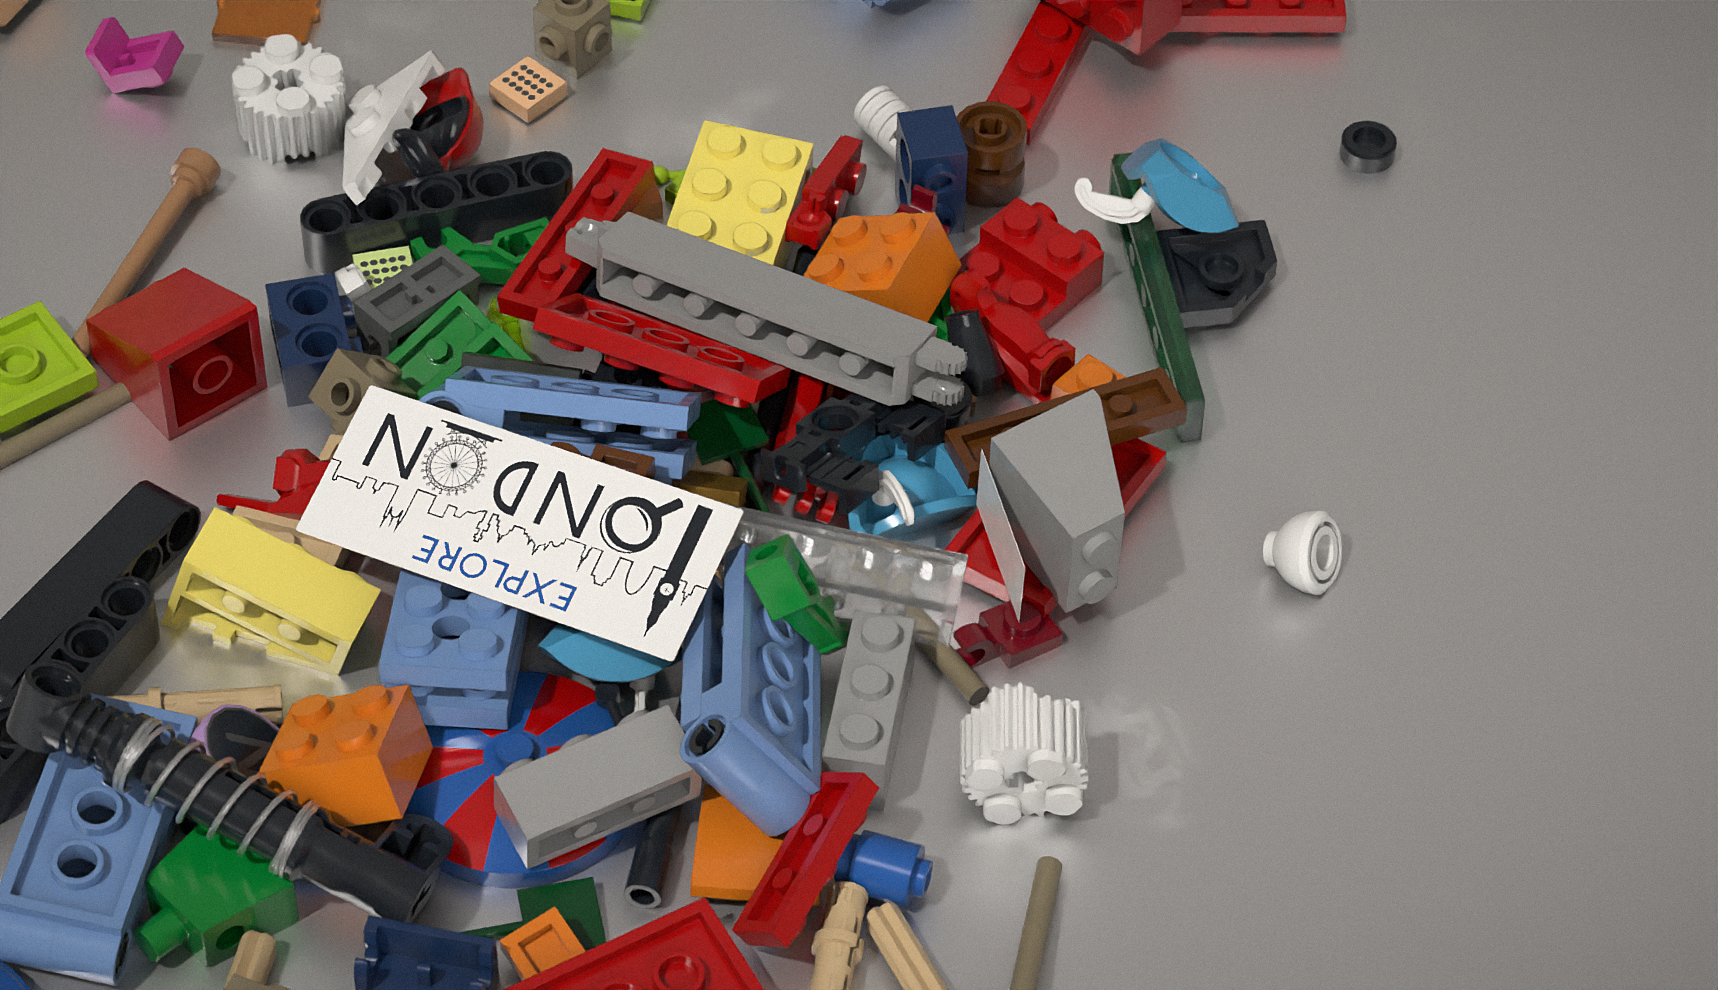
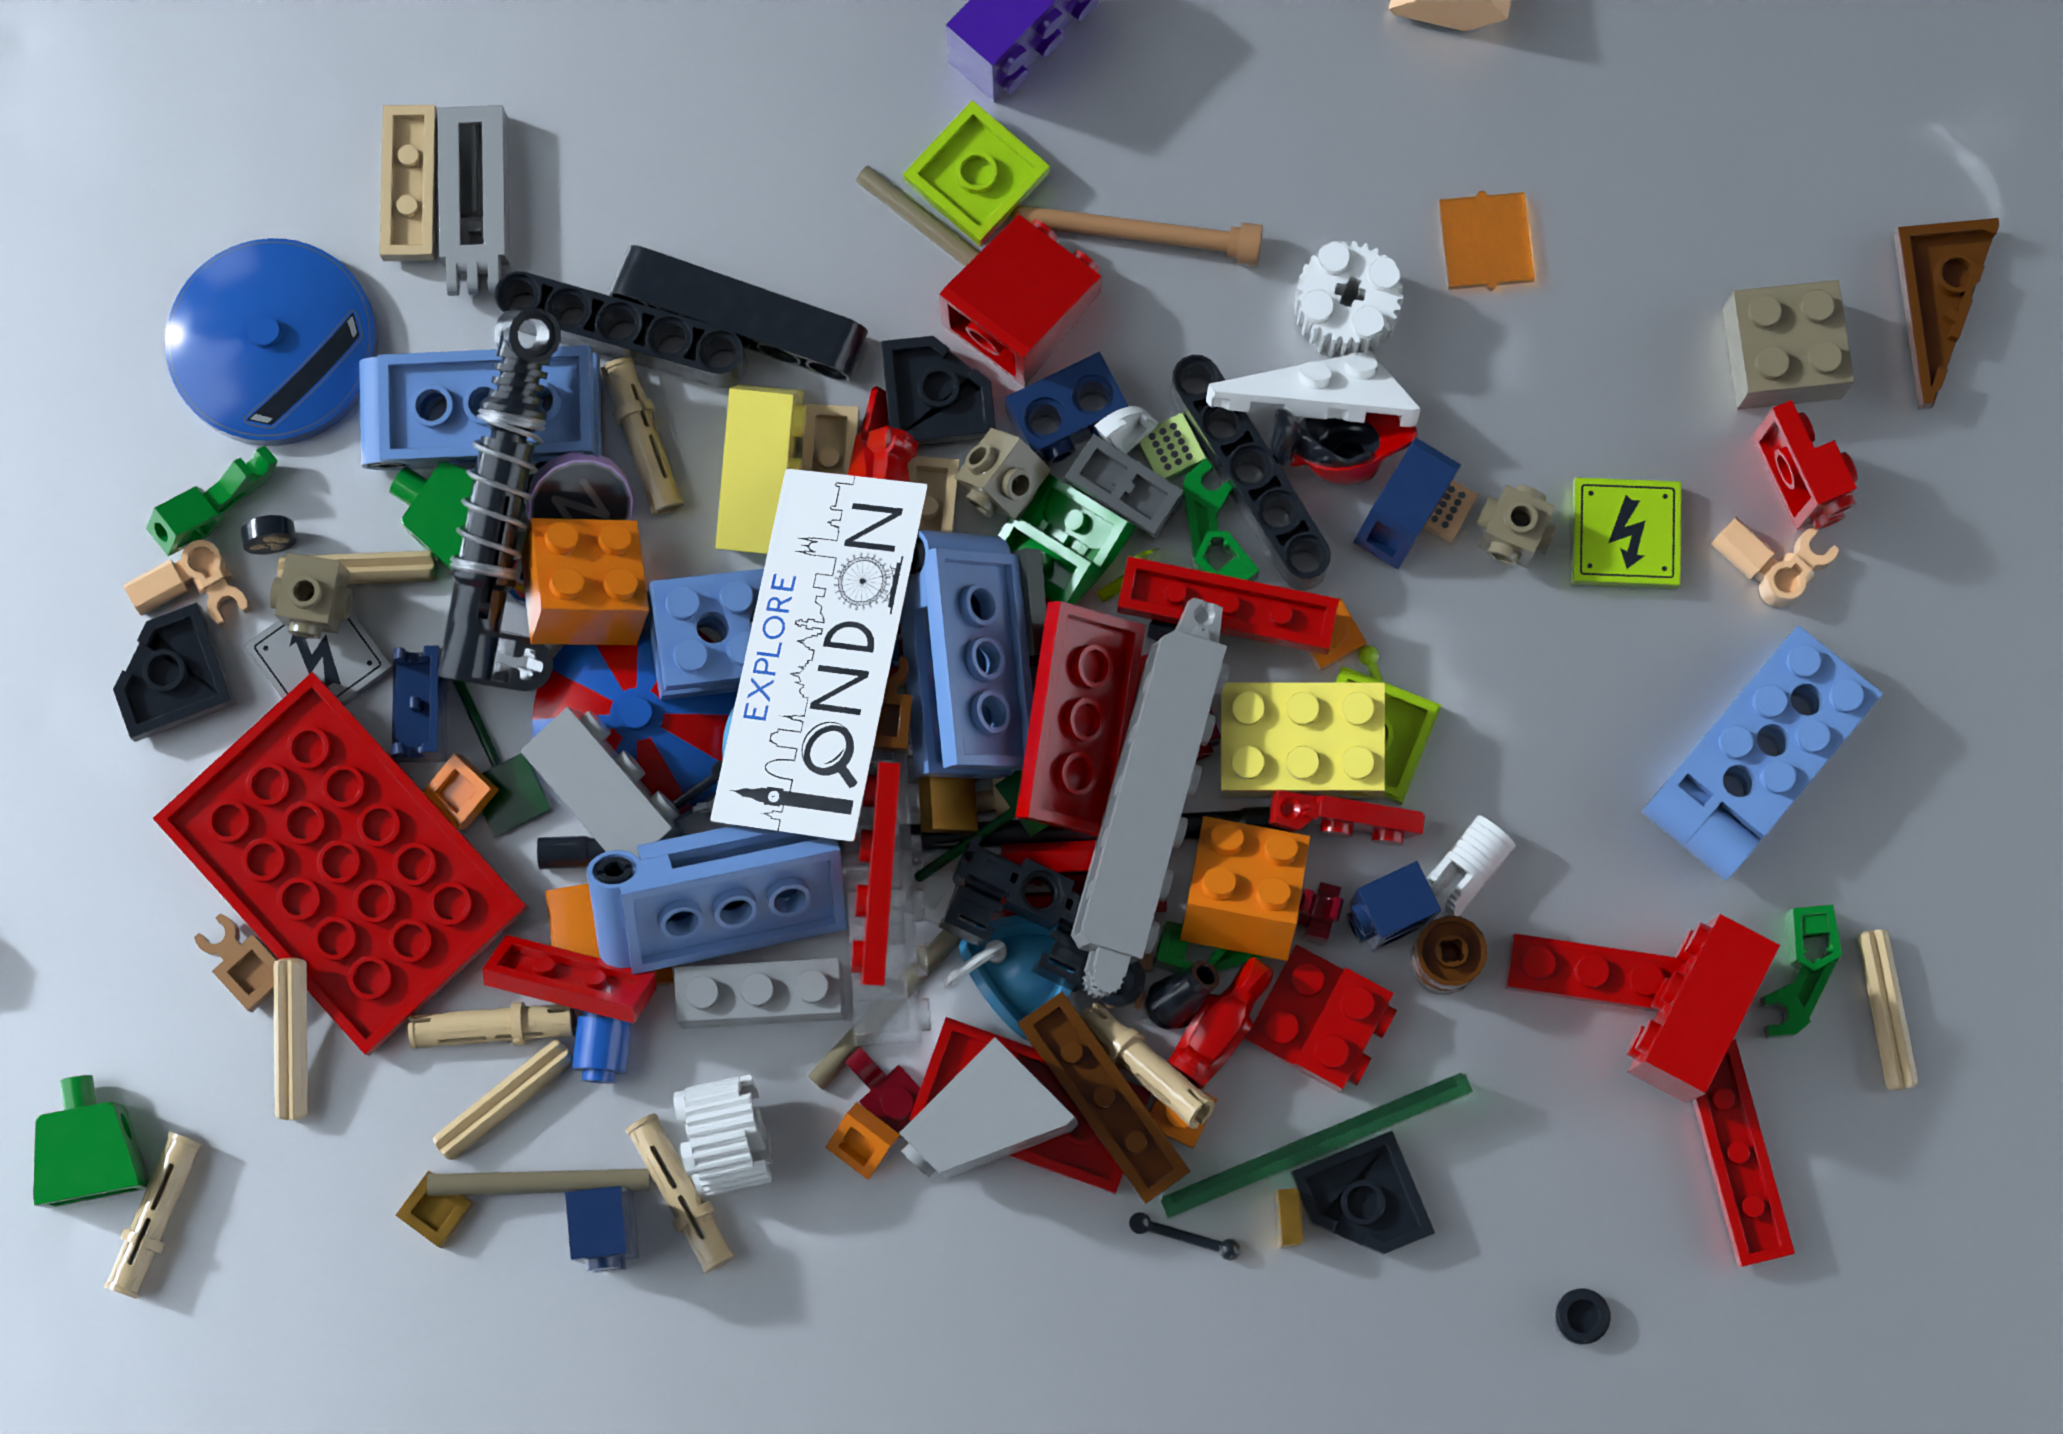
camera: 80 degrees right, 30 degrees up
(132, 62) = (1374, 141): dark pink bracket -> none
(241, 448) = (935, 392): none -> black plate
(514, 83) = (1406, 503): none -> dark blue slope
(793, 594) = (801, 904): green piece -> none
(819, 529) = (874, 899): none -> red plate
(1000, 535) = (943, 1067): white sticker -> none
(1057, 654) = (862, 1141): none -> orange plate
(1061, 373) = (1132, 1054): none -> tan pin
(1098, 825) = (710, 1250): none -> tan pin
(1102, 882) = (602, 1228): none -> dark blue brick
(1173, 183) = (1422, 1134): dark azure hat -> none
(1200, 454) = (1141, 1223): none -> black hinge
(1223, 327) = (1289, 1217): none -> pearl gold tile
(1306, 551) = (1030, 1339): white brick -> none

